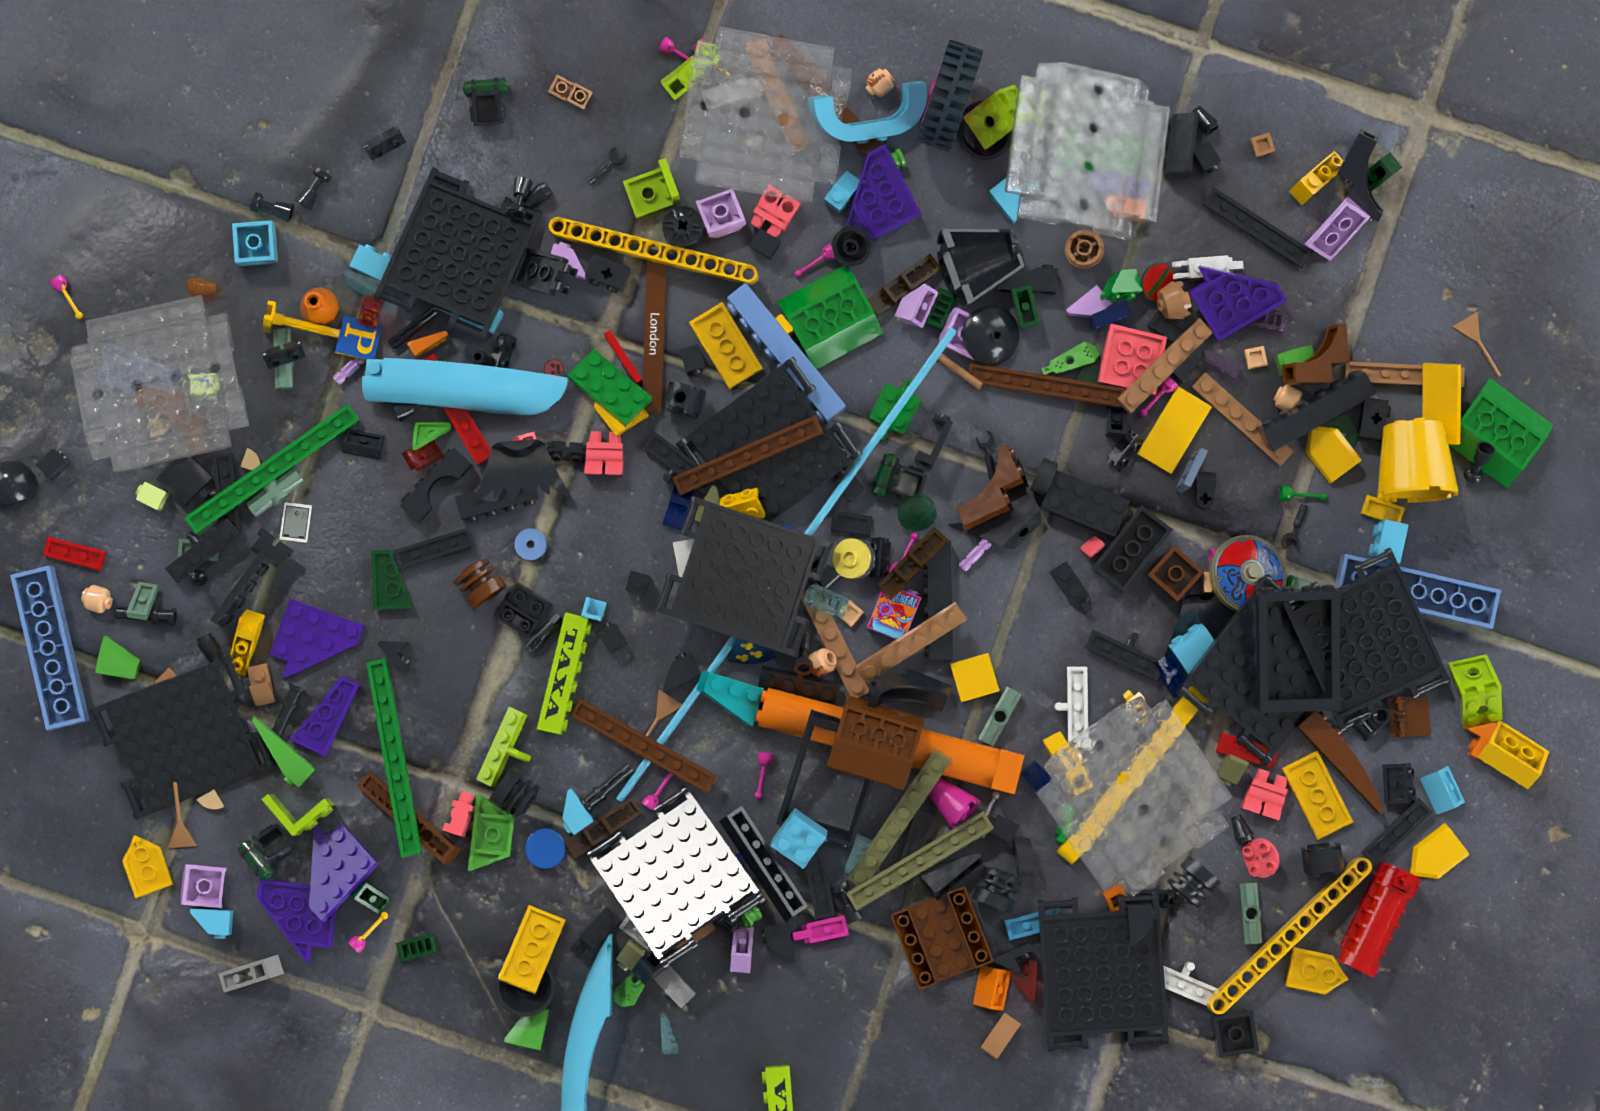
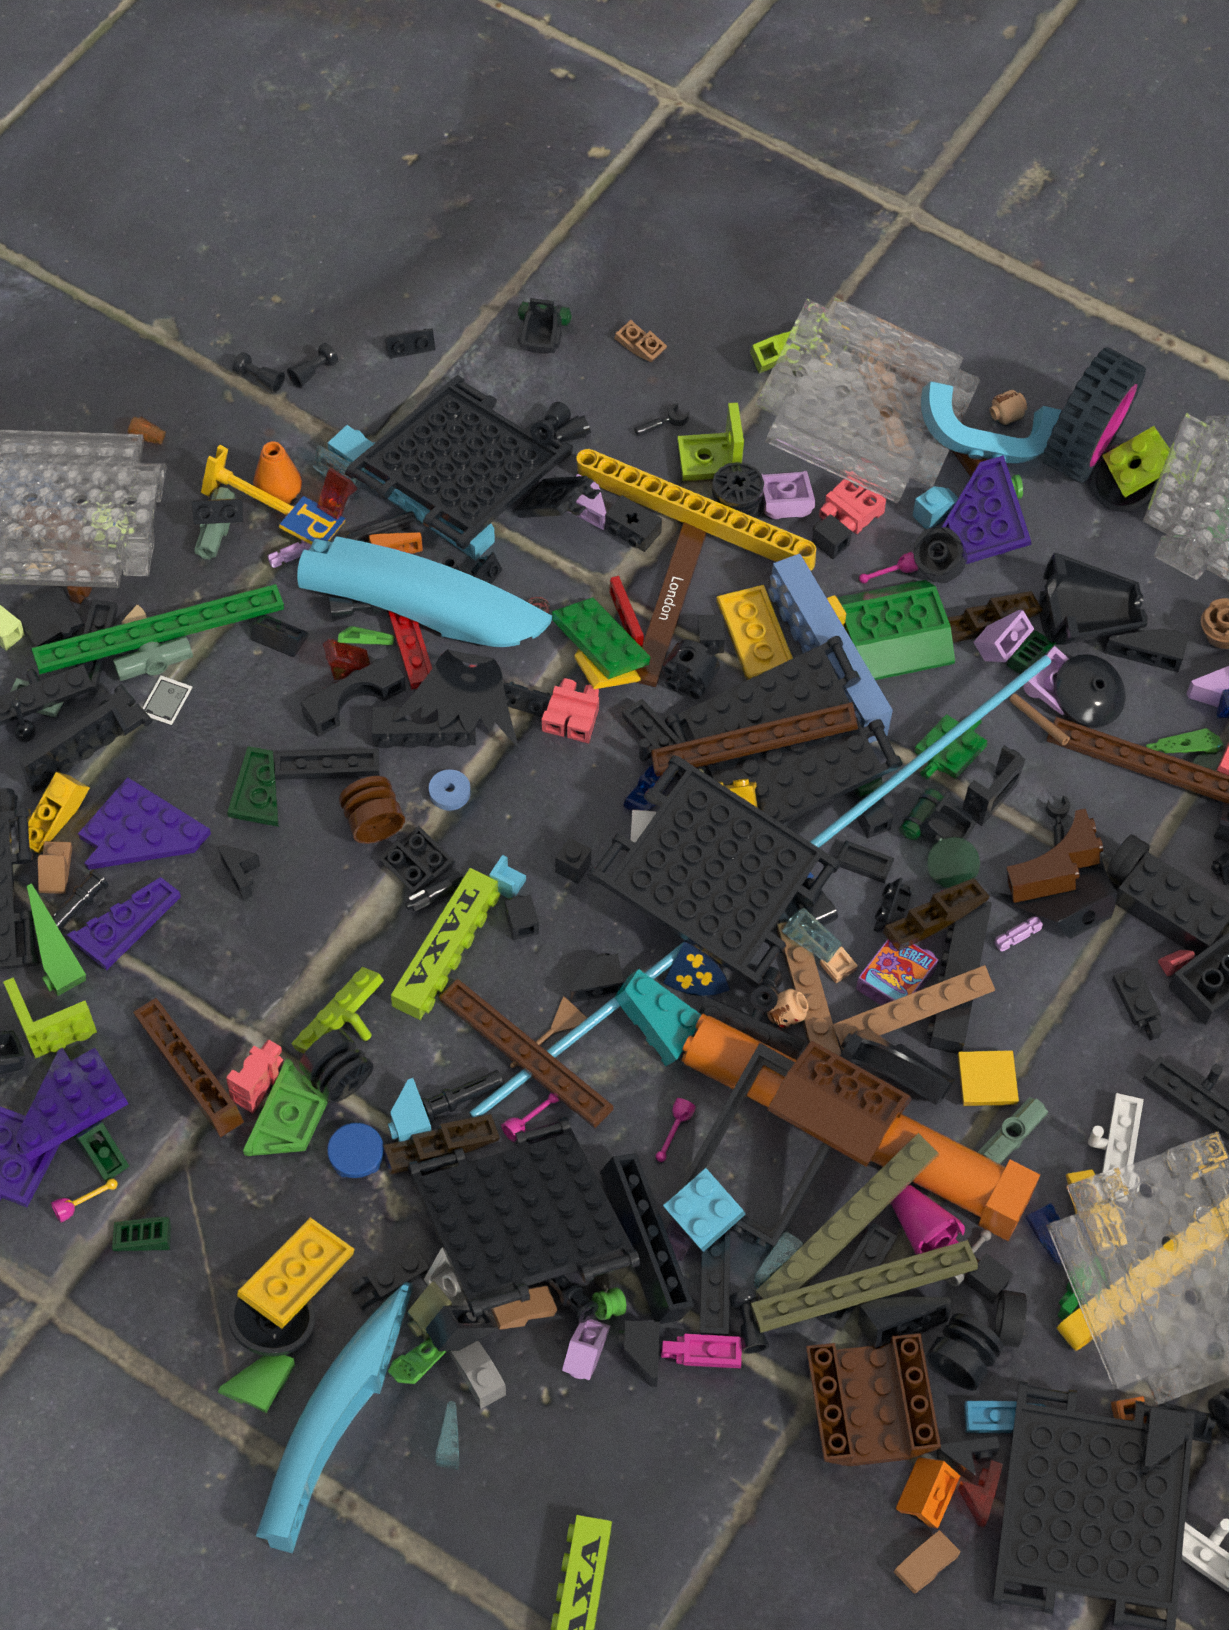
camera: 10 degrees right, 25 degrees down
(255, 243) = (225, 399): medium azure brick -> none
(394, 758) = (192, 987): green plate -> none
(668, 46) = (766, 323): dark pink hinge -> none
(853, 558) = (859, 895): light yellow piece -> none
(1006, 202) = (1136, 553): medium azure slope -> none
(1025, 307) = (1139, 669): dark green slope -> none

